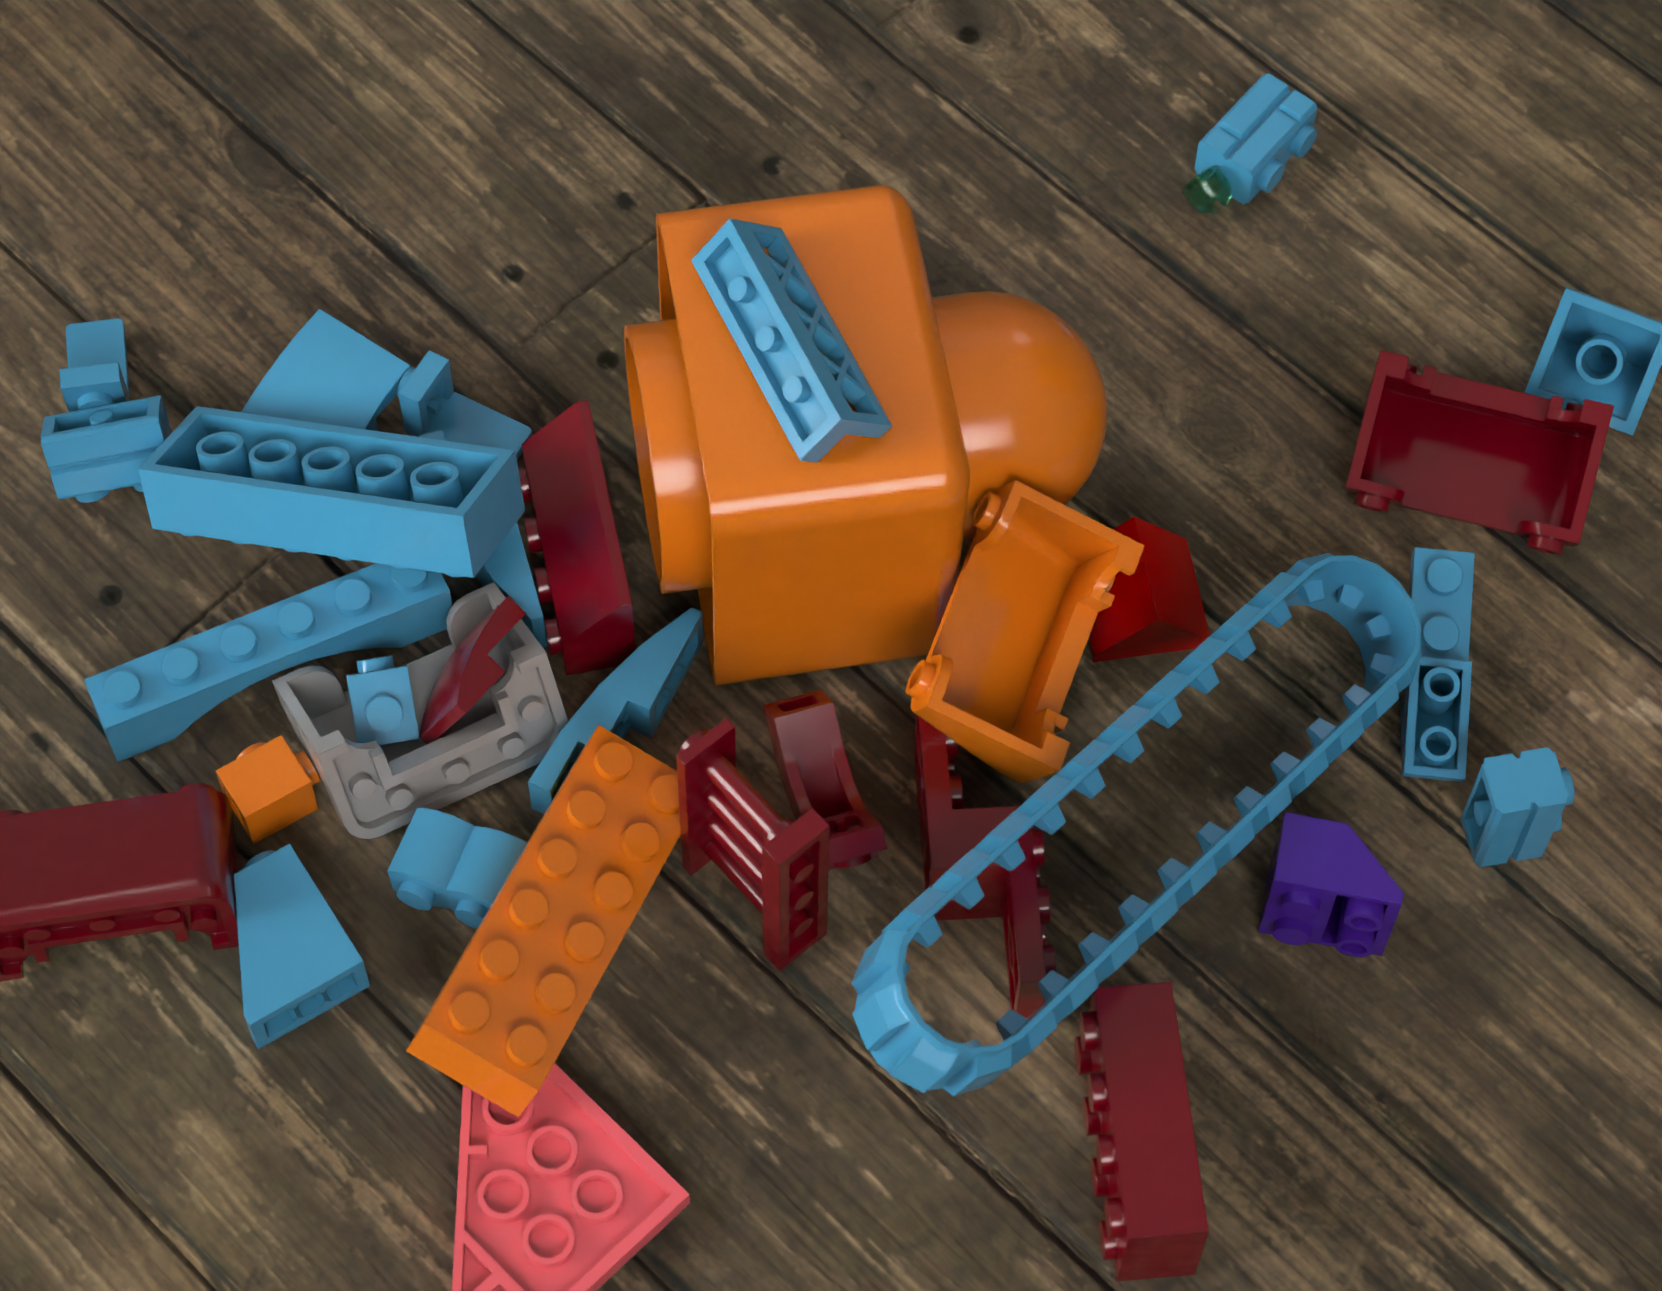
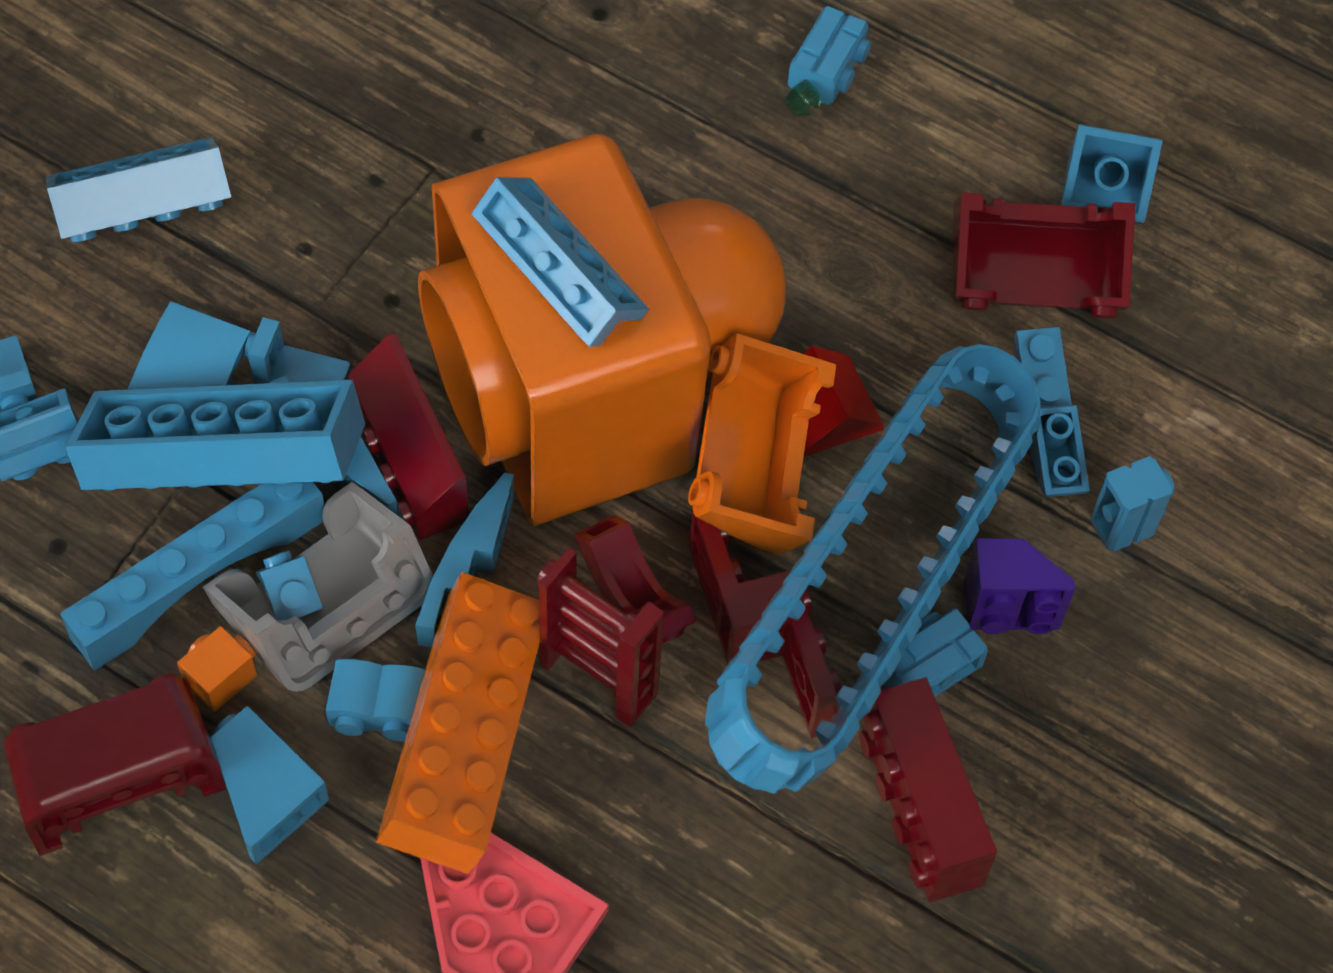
camera: 15 degrees left, 0 degrees up
(317, 159) = (138, 188): none -> slope
(468, 672) = (352, 551): dark red slope -> none
(1203, 956) = (941, 651): none -> dark azure brick

